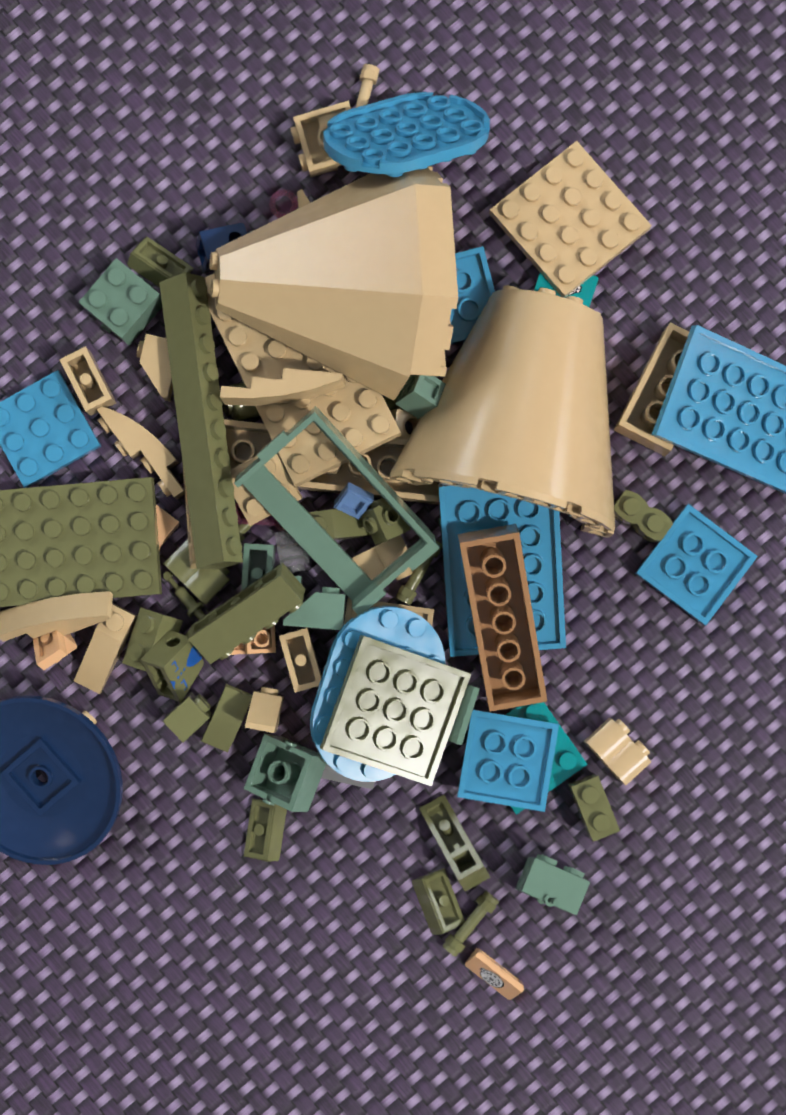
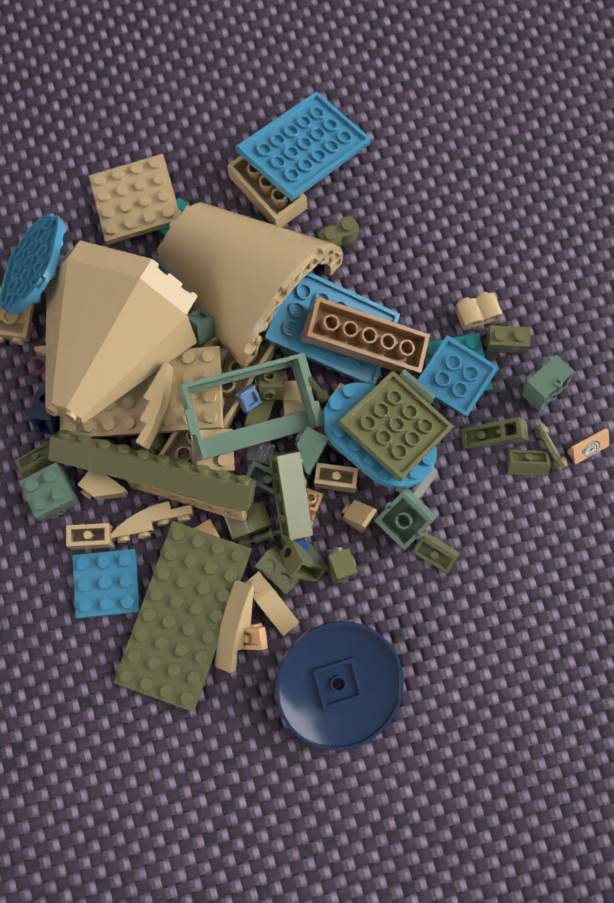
camera: 60 degrees left, 10 degrees down
(227, 718) = (348, 537): olive slope -> none
(696, 564) = (383, 217): dark azure plate -> none

